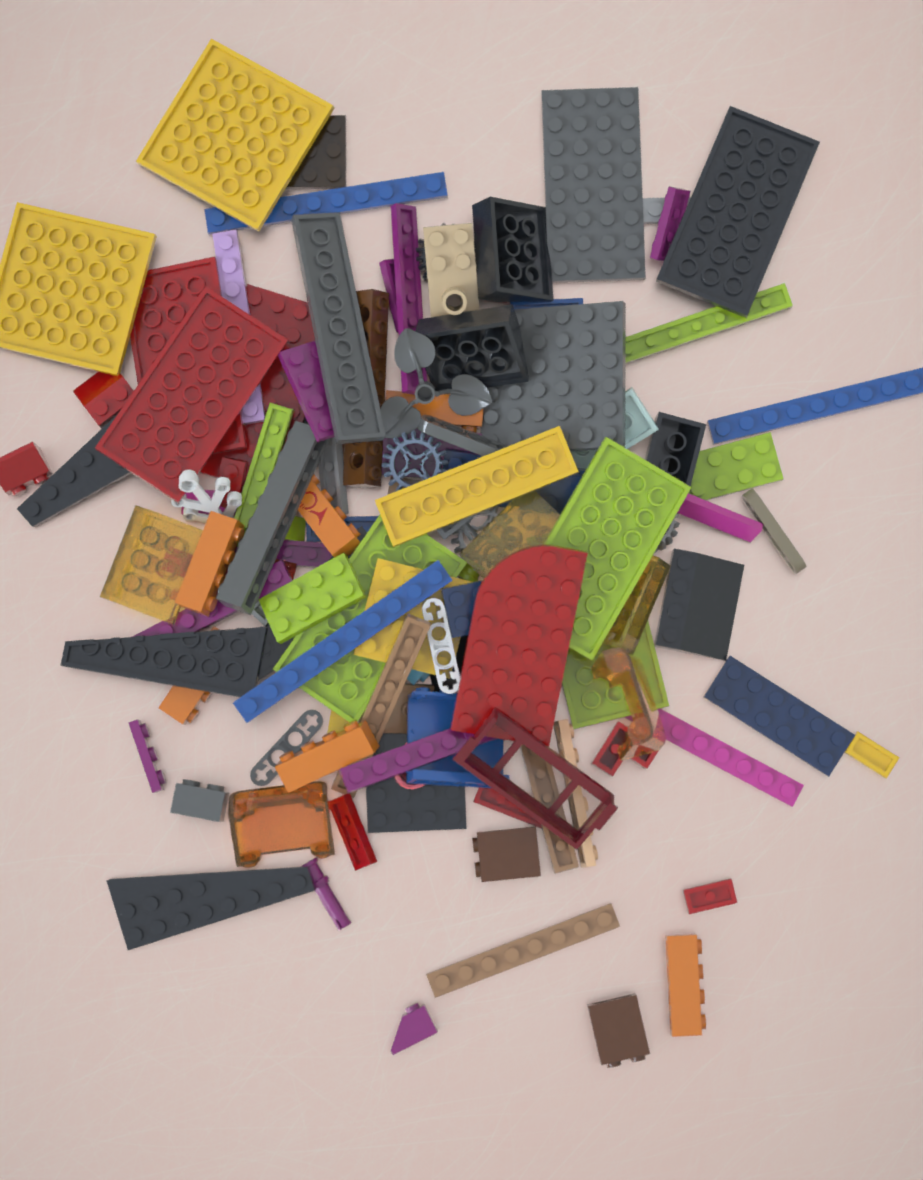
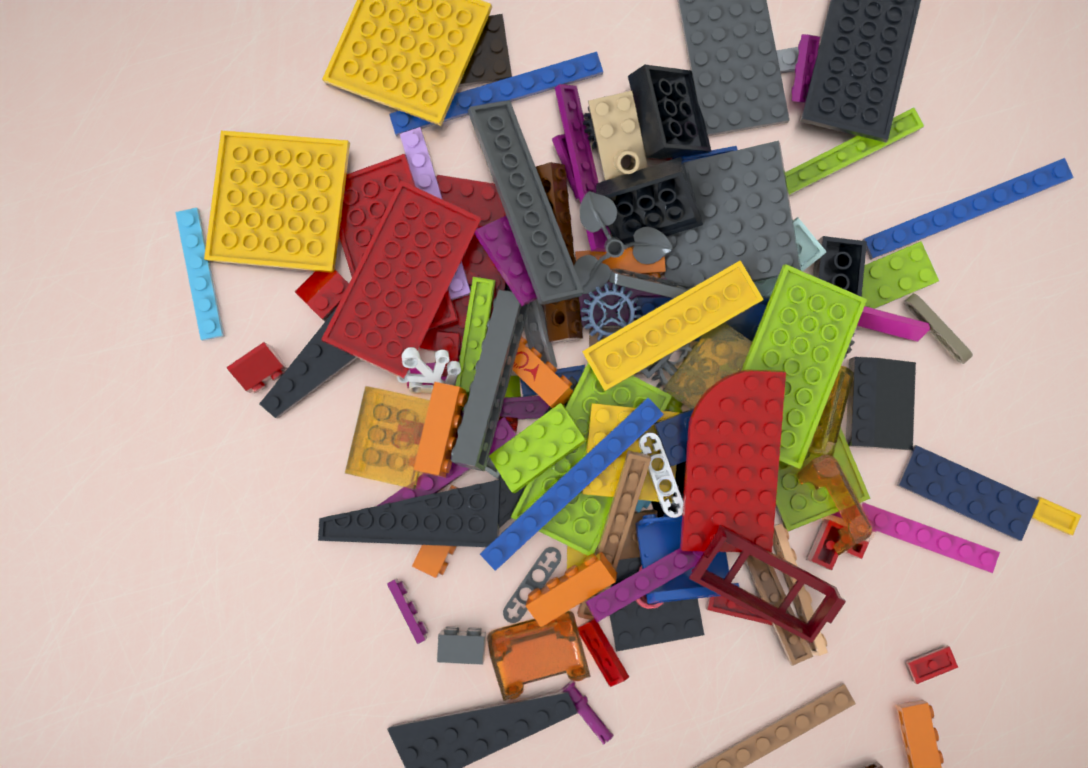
camera: 10 degrees left, 0 degrees up
(507, 854) = (745, 653): reddish brown brick -> none

